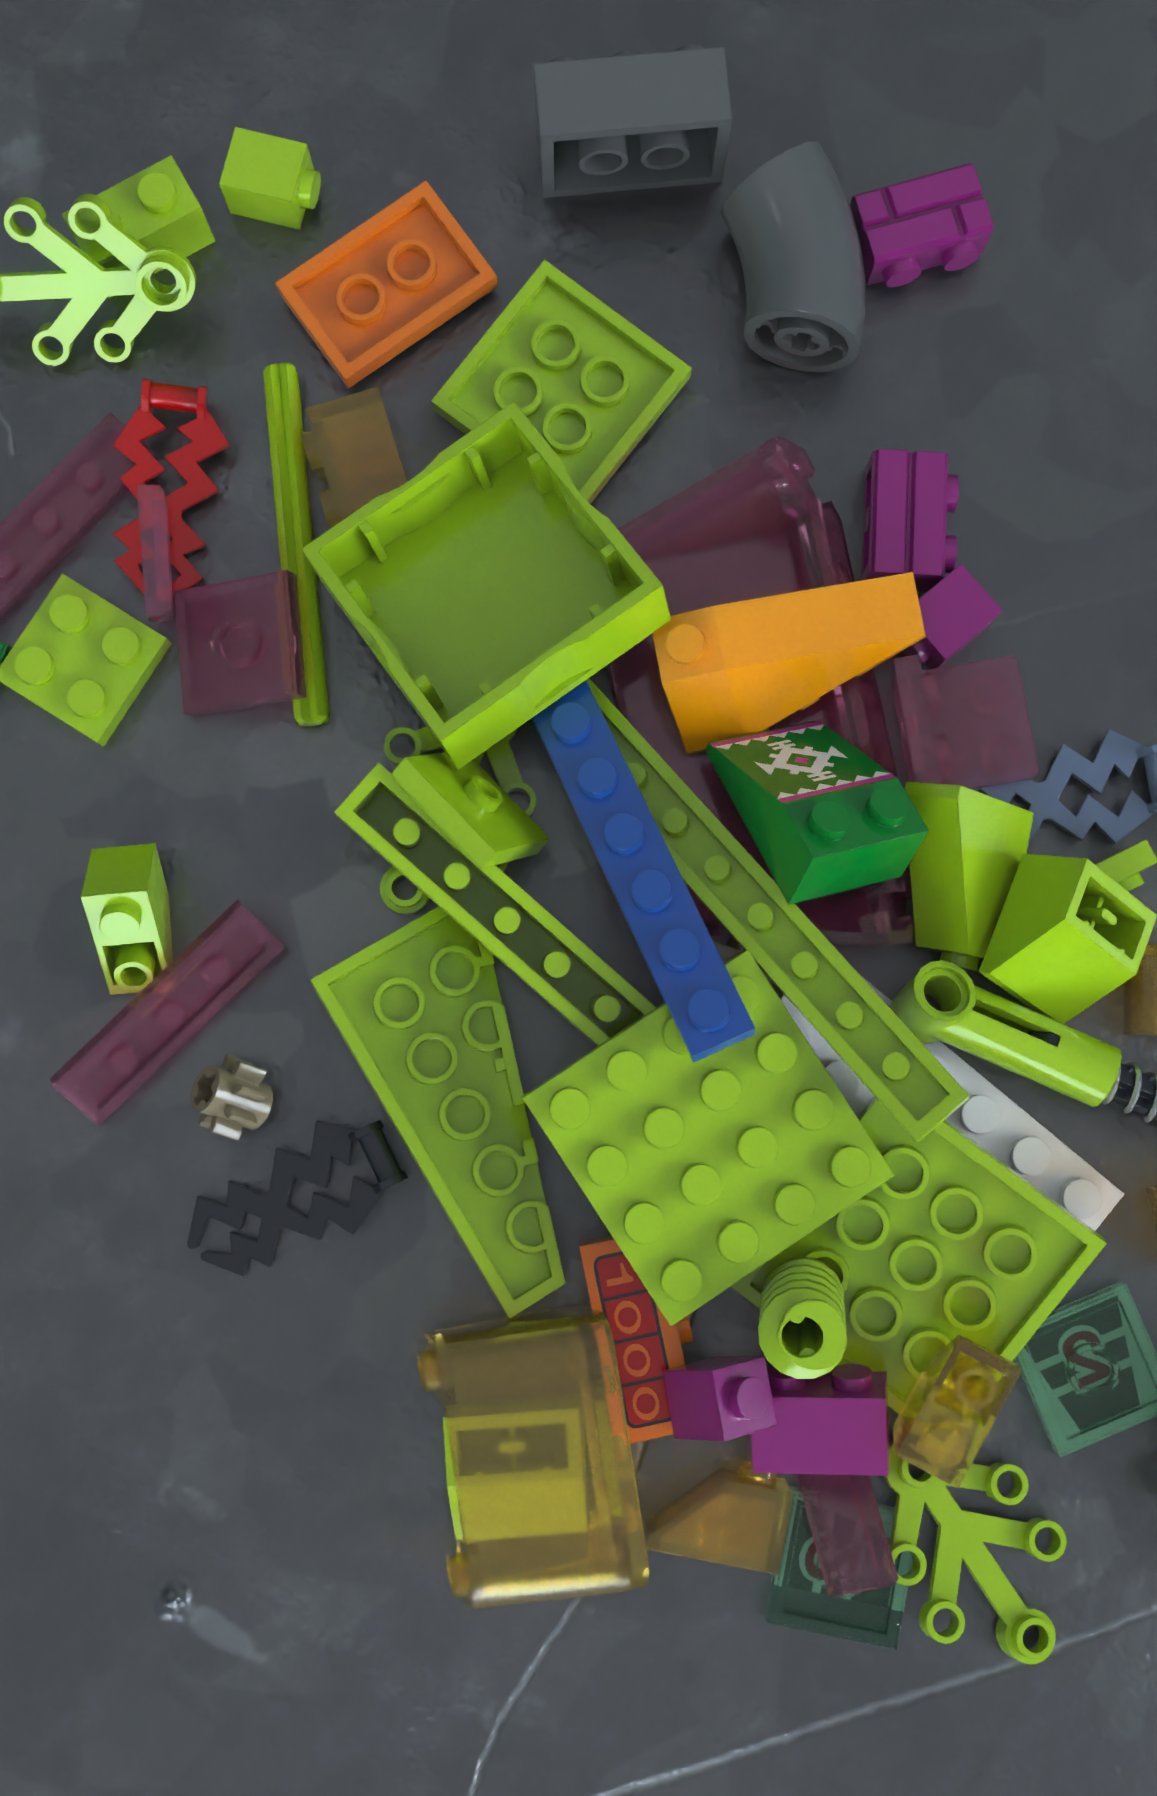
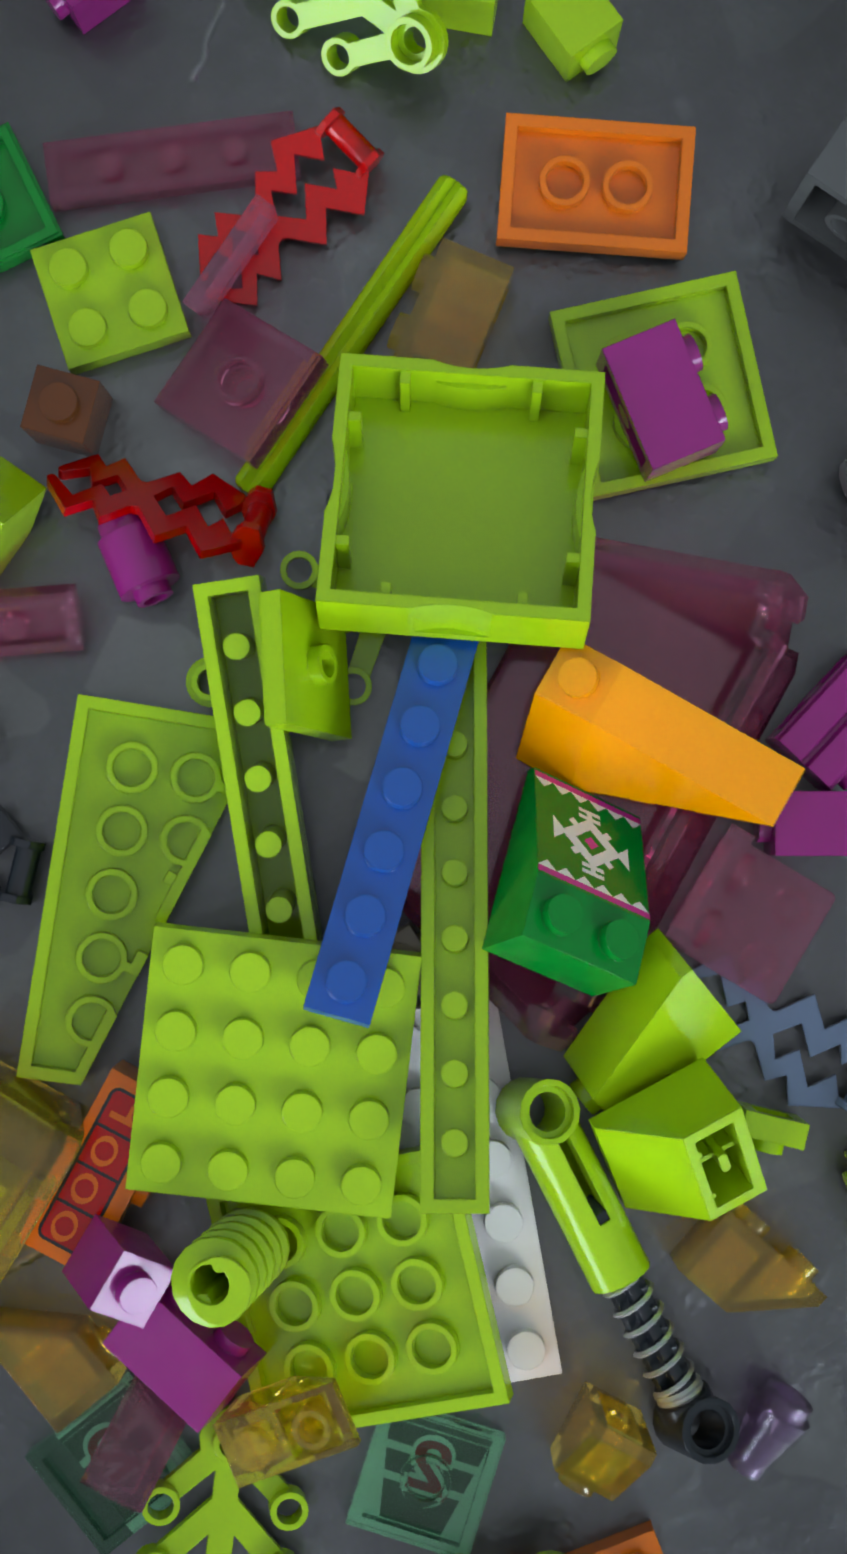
camera: 40 degrees right, 5 degrees up
(122, 773) = (66, 411): none -> reddish brown brick
(269, 840) = (136, 564): none -> magenta brick
(344, 758) = (142, 499): none -> red piece
(572, 392) = (662, 399): none -> magenta brick

